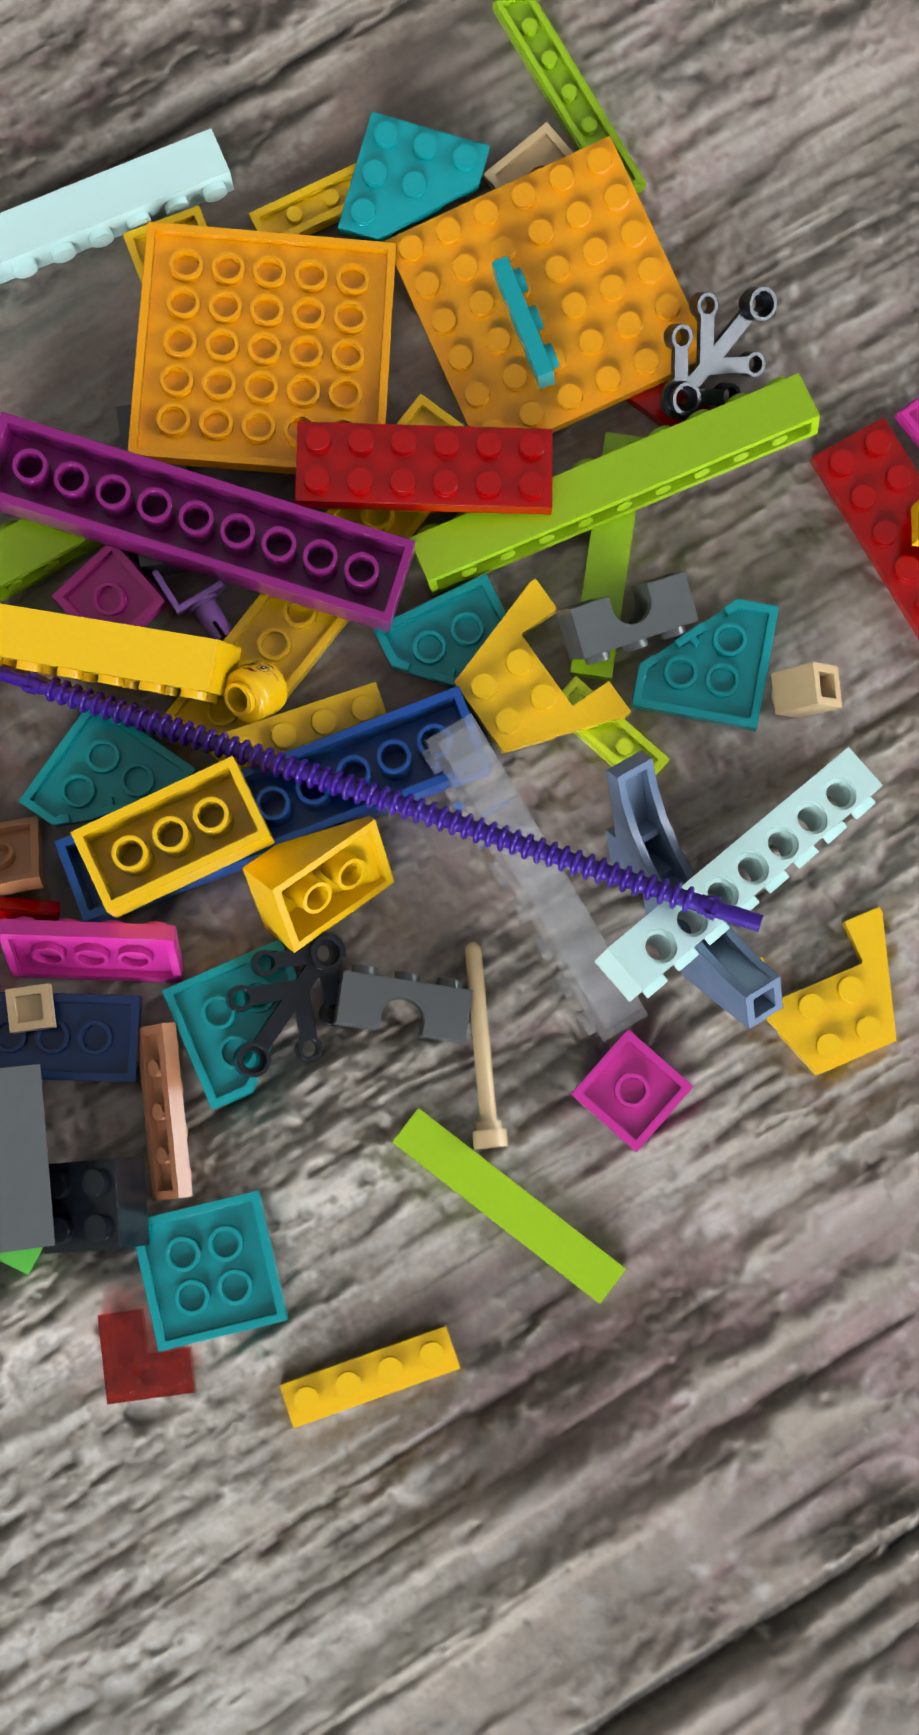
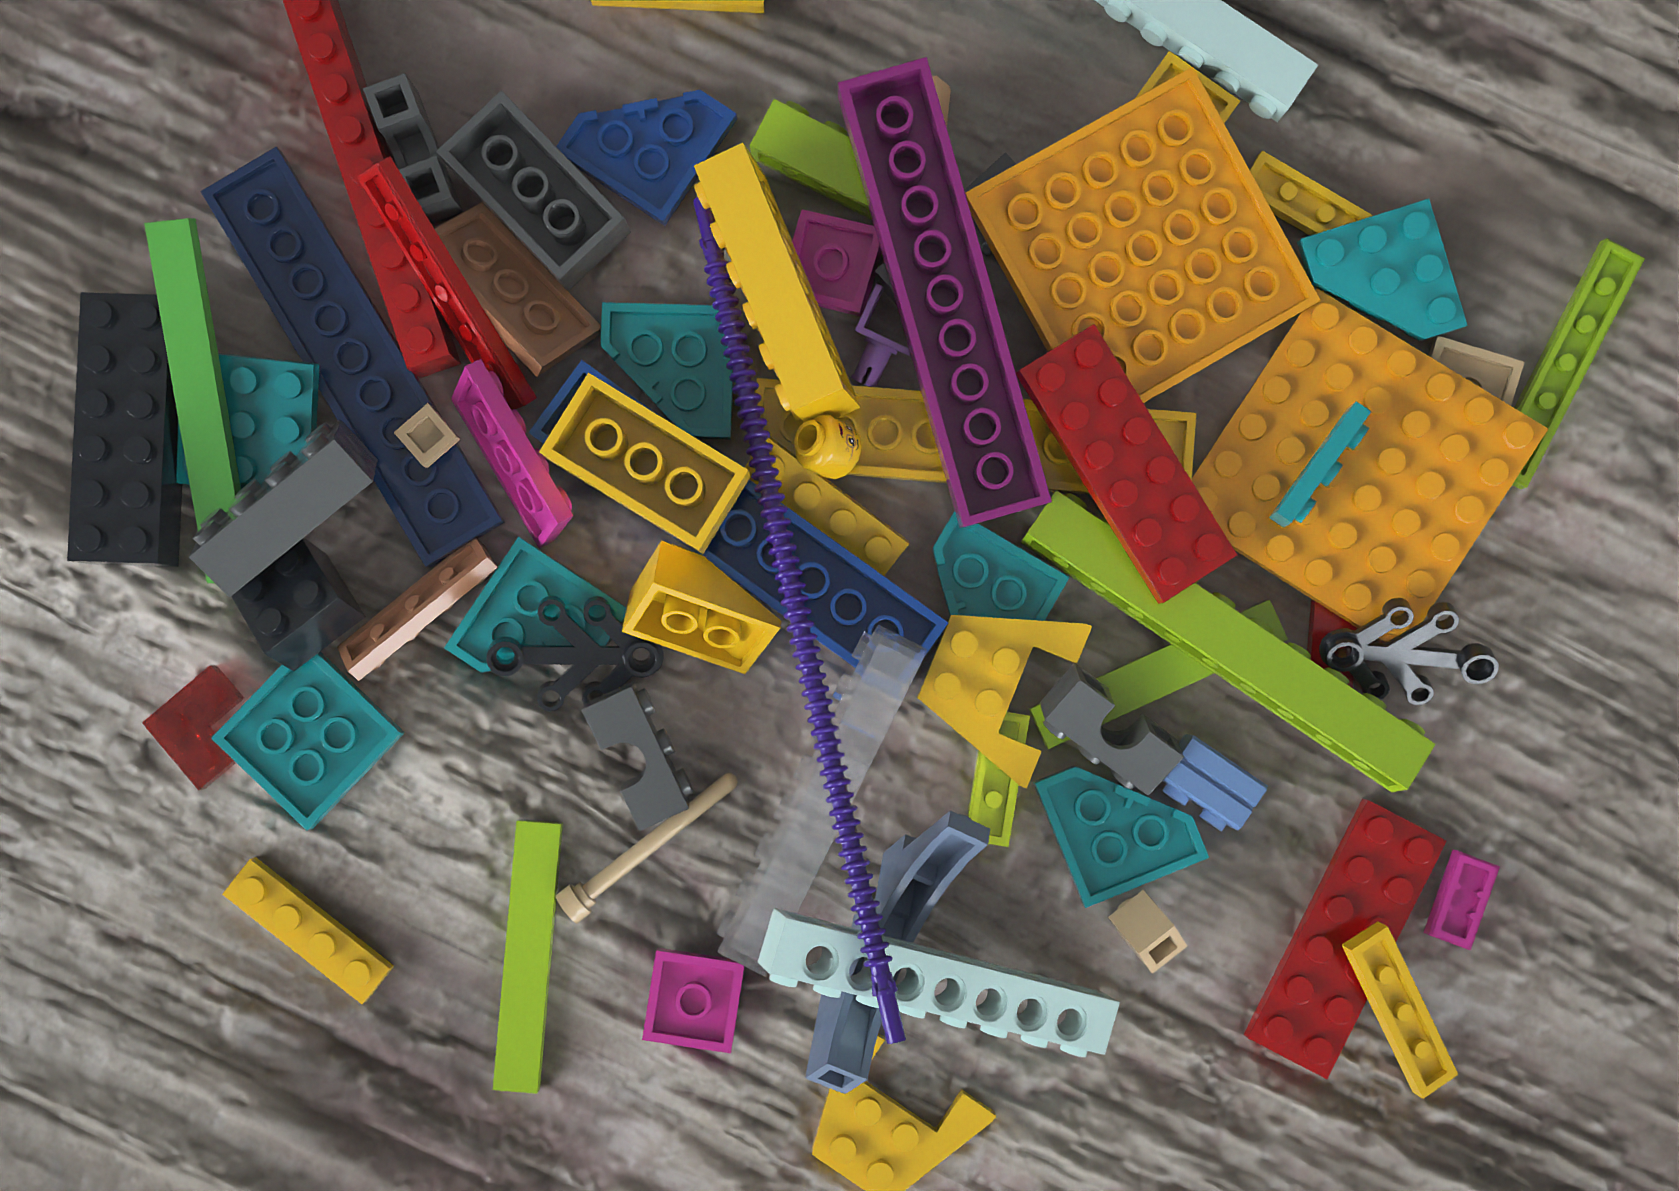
camera: 45 degrees right, 5 degrees up
(723, 566) = (1214, 784): none -> medium blue brick

